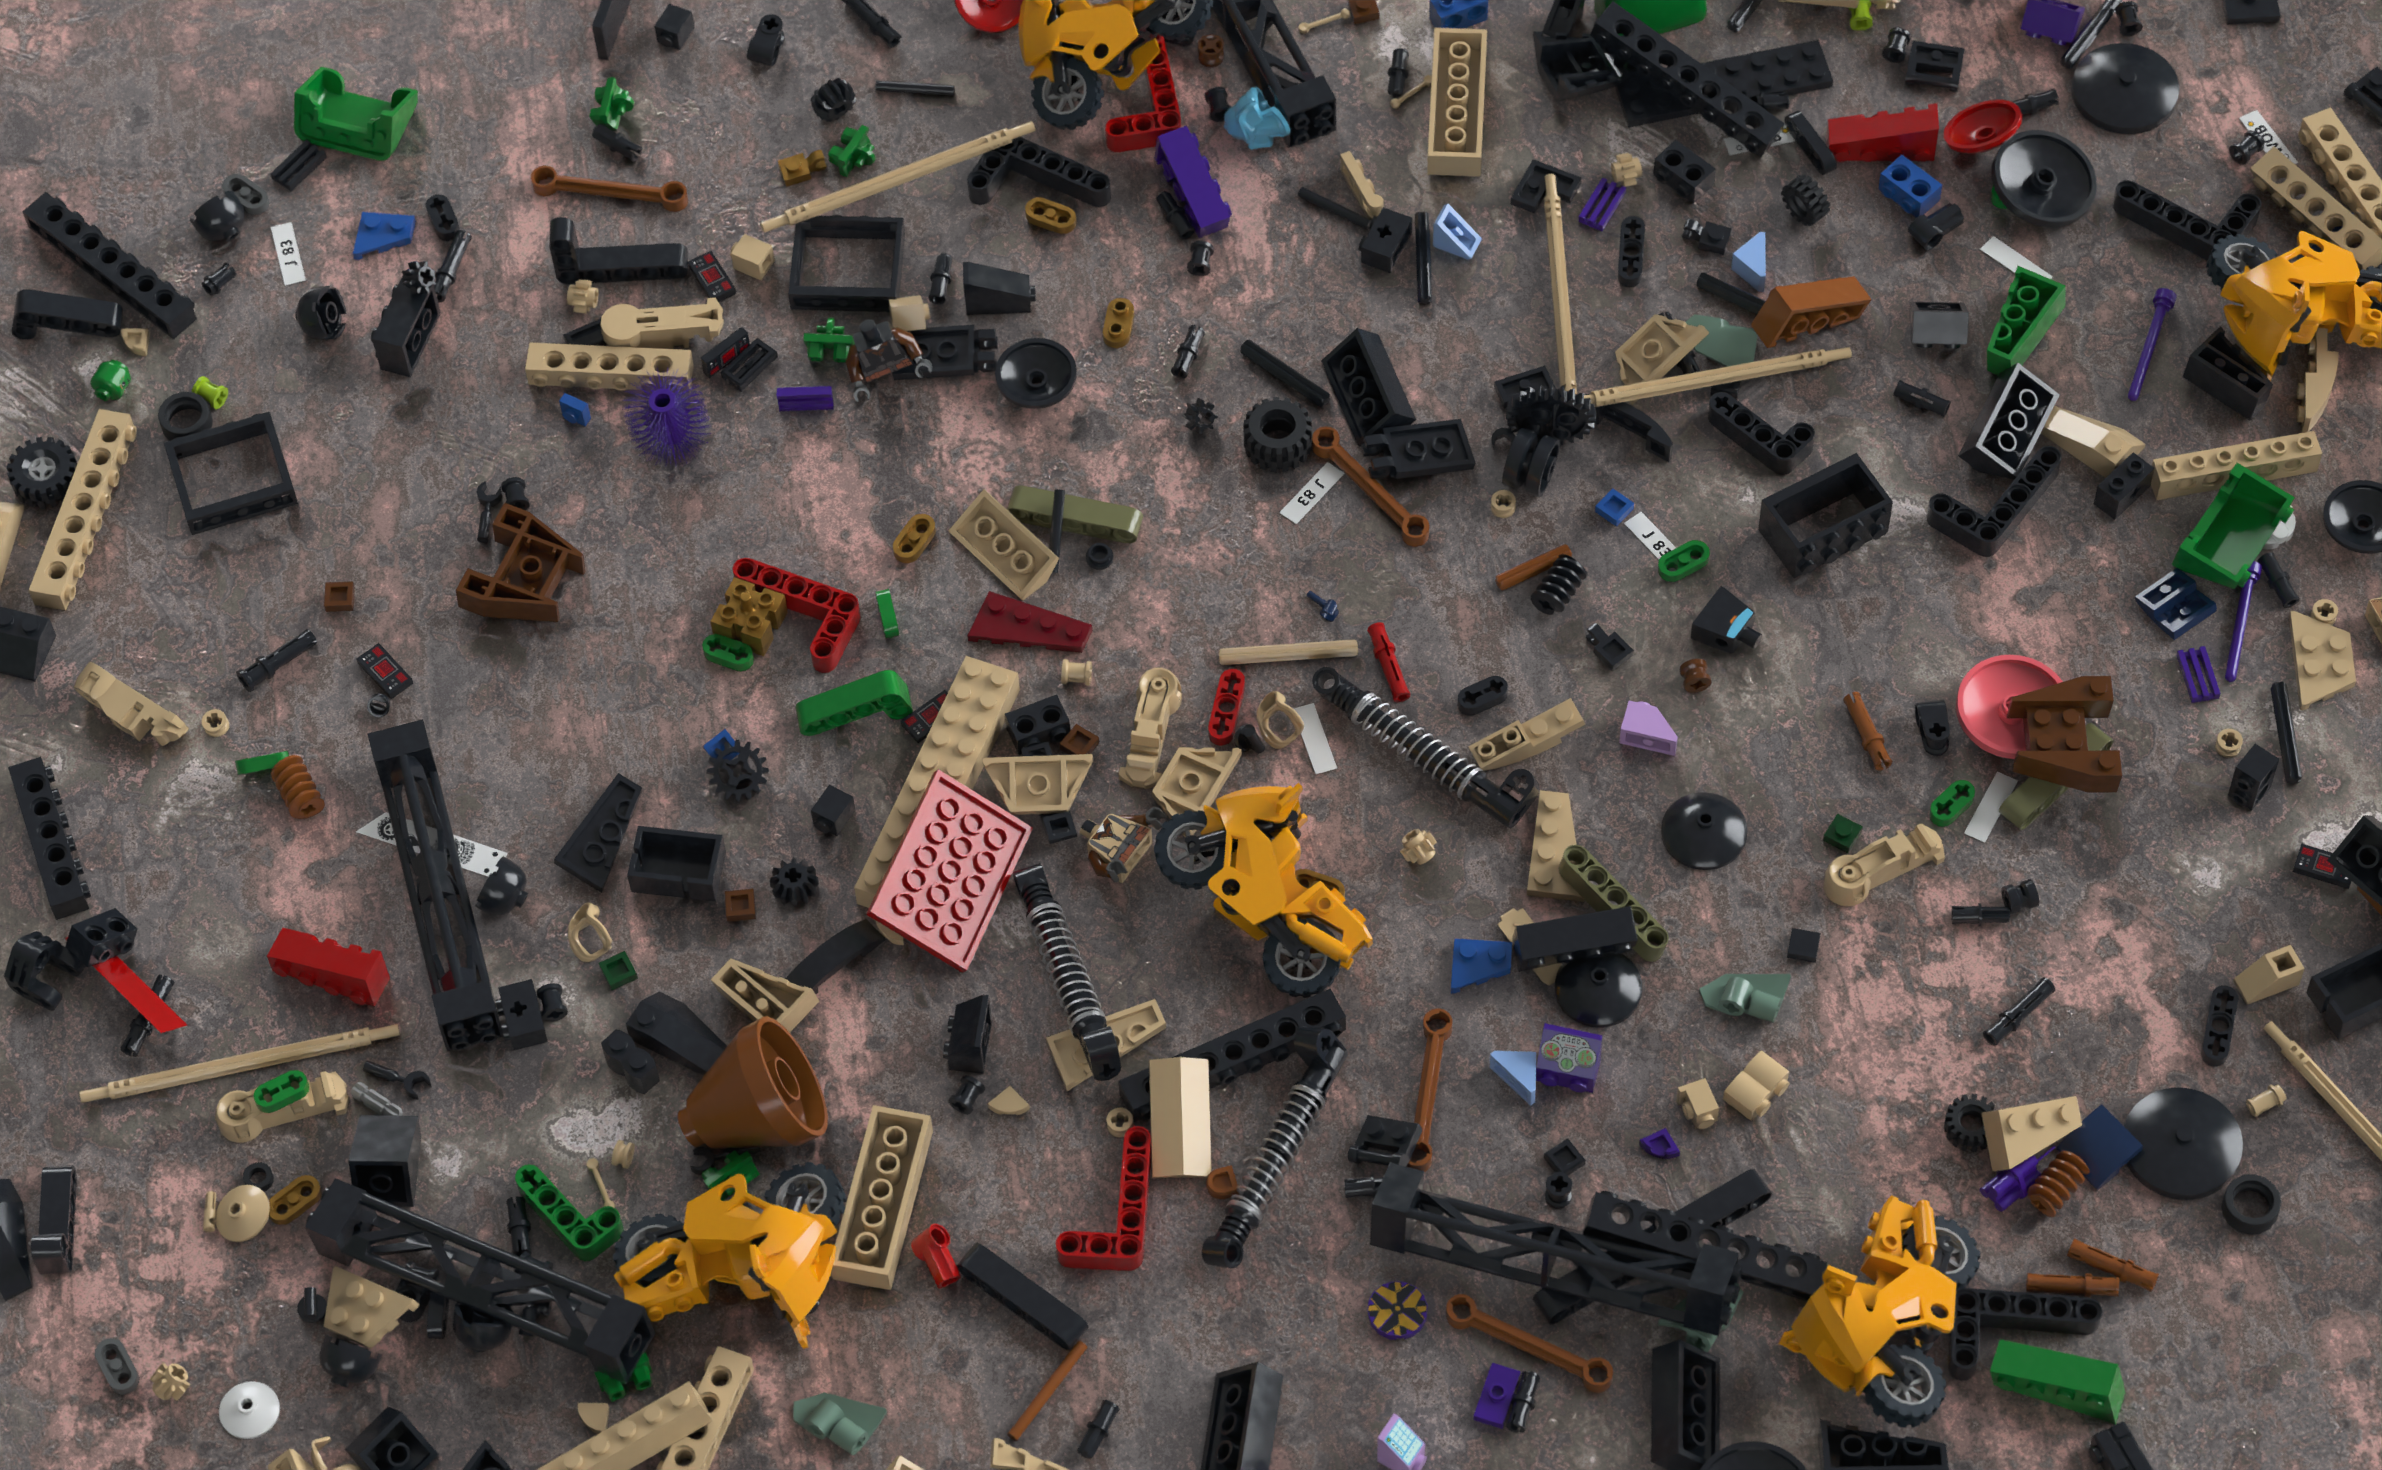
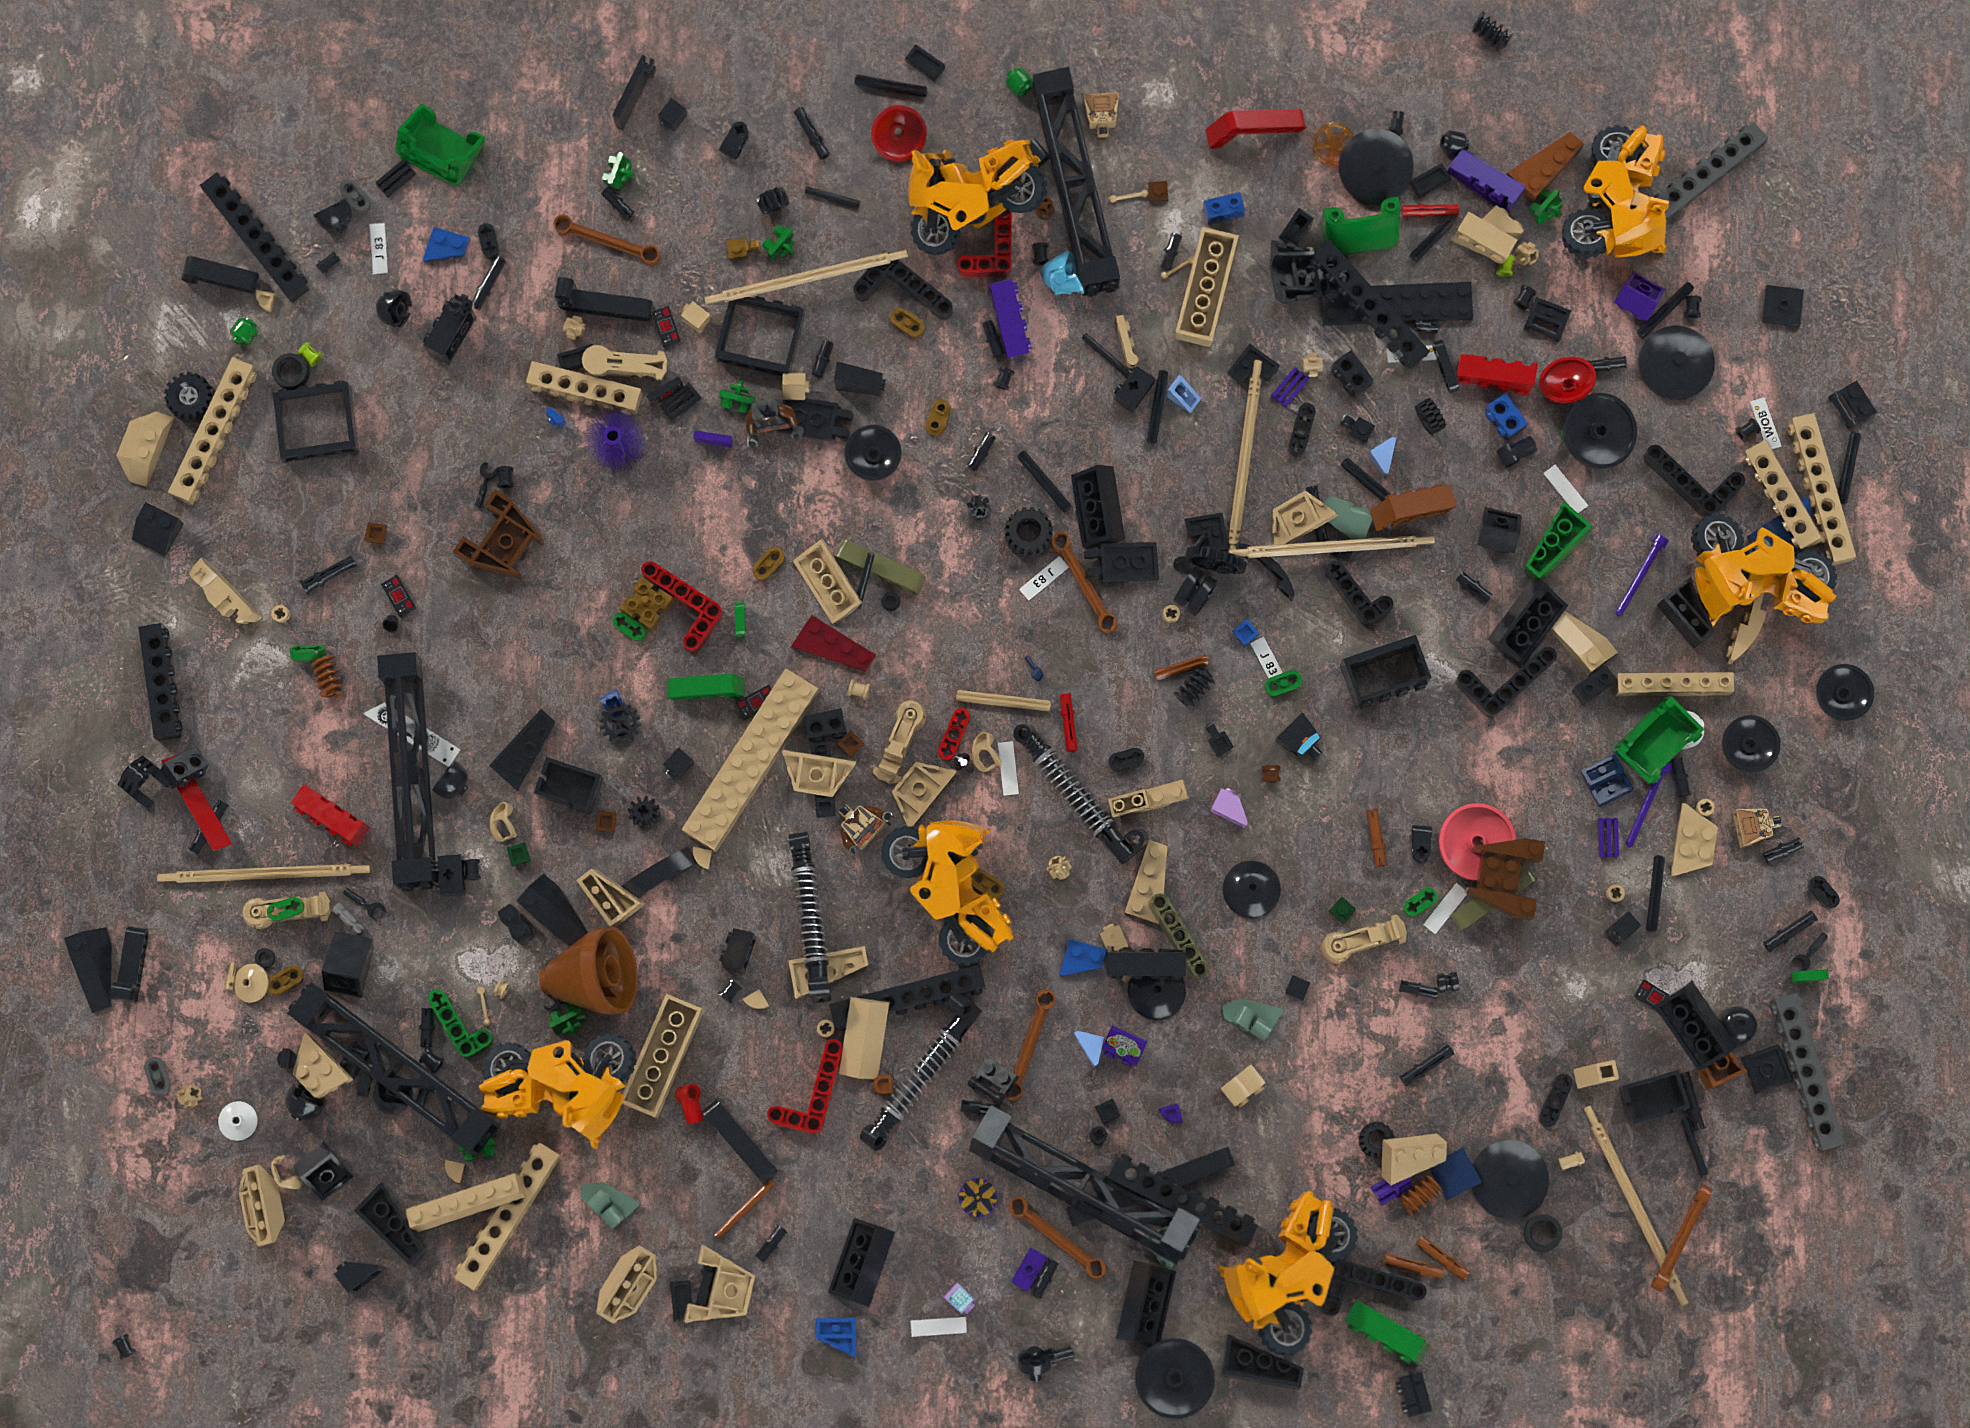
camera: 10 degrees right, 20 degrees up
(949, 871) = (746, 829): plate -> none
(1698, 1103) = (1202, 1092): tan brick -> none

